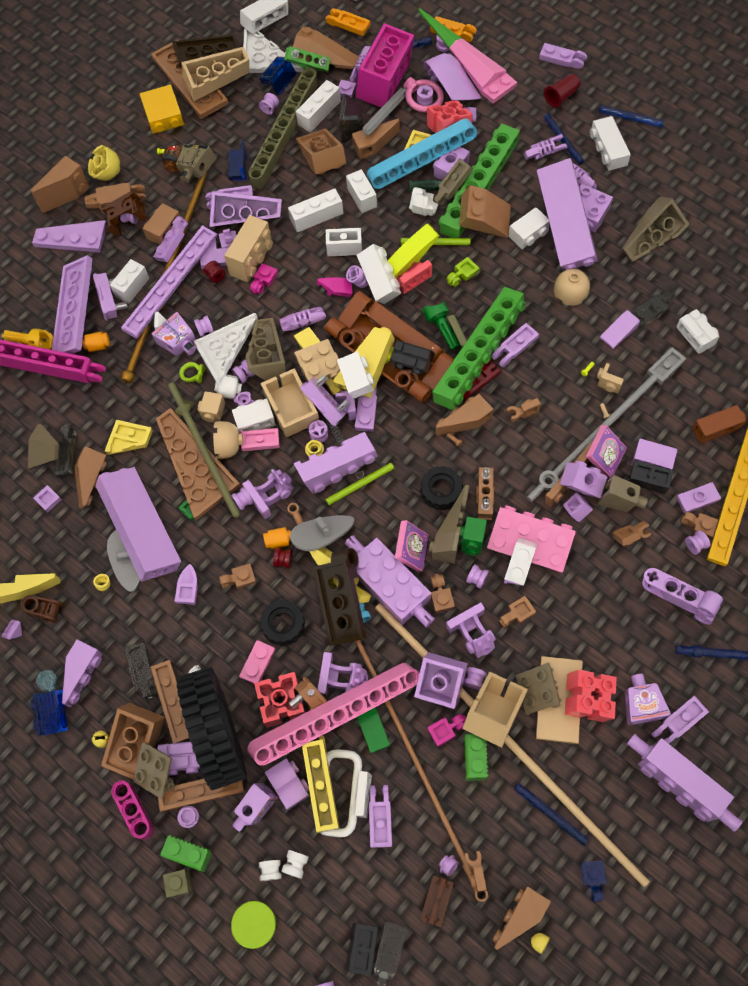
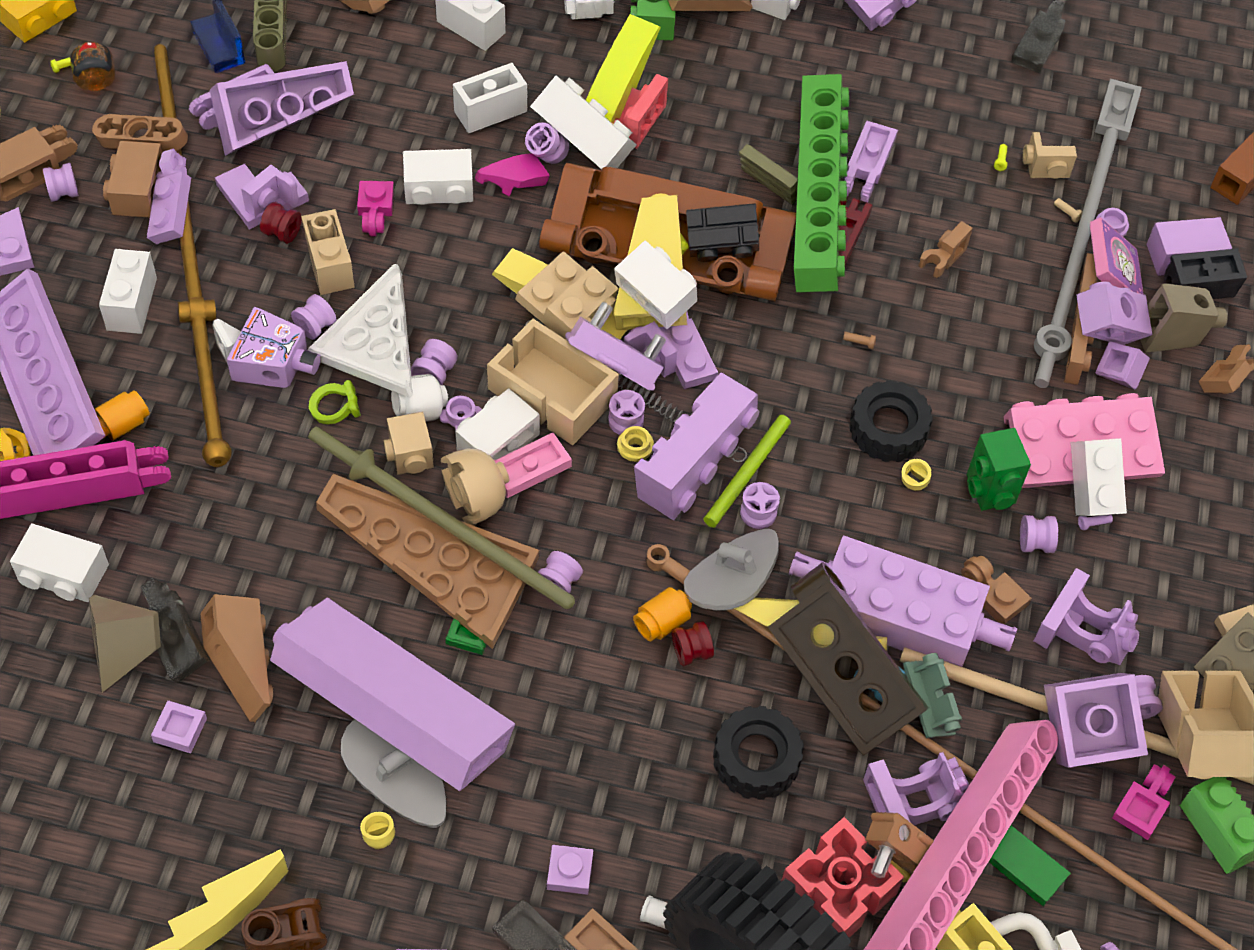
camera: 35 degrees left, 10 degrees down
(37, 402) = (59, 563): none -> white brick
(105, 296) = (93, 333): lavender piece -> none
(125, 204) = (36, 176): reddish brown piece -> none
(127, 437) = (278, 555): light yellow wing -> none
(169, 282) = (207, 268): lavender tile -> none
(173, 195) = (164, 130): none -> medium nougat beam
(173, 637) = (570, 869): none -> lavender plate
(187, 587) = (547, 767): lavender plate -> none
(194, 161) = (140, 56): dark tan torso -> none
(213, 253) = (267, 188): none -> lavender bracket
(226, 295) = (328, 252): none -> tan slope
(227, 238) = (276, 157): lavender tile -> none
(242, 577) = (633, 709): medium nougat plate -> none
(248, 248) = (329, 158): tan piece -> none
(257, 662) = (753, 832): bright pink plate -> none
(264, 351) = (459, 314): dark tan wedge -> none
(276, 479) = (612, 521): lavender tile -> none
(298, 275) = (438, 176): none -> white brick
(301, 319) = (487, 244): lavender hinge -> none
(315, 210) = (408, 67): white brick -> none
(351, 500) = (767, 500): none -> lavender wheel
(375, 633) = (929, 679): none -> sand green hinge
(411, 546) = (905, 525): tile -> none
(432, 522) = (920, 470): none -> light yellow hinge
(437, 315) = (717, 156): green piece -> none
(446, 241) = (659, 46): lime bar -> none
(447, 537) = (959, 484): dark tan wedge -> none
(464, 269) = (715, 77): lime plate -> none
(469, 416) = (864, 296): medium nougat slope -> none
(485, 501) = (964, 398): medium nougat piece -> none
(519, 611) = (1138, 560): medium nougat plate -> none
(572, 287) = (902, 45): tan cylinder -> none
(620, 329) = (1015, 81): lavender slope -> none
(621, 428) = (1116, 219): none -> lavender plate
(698, 331) = (1132, 44): white brick -> none

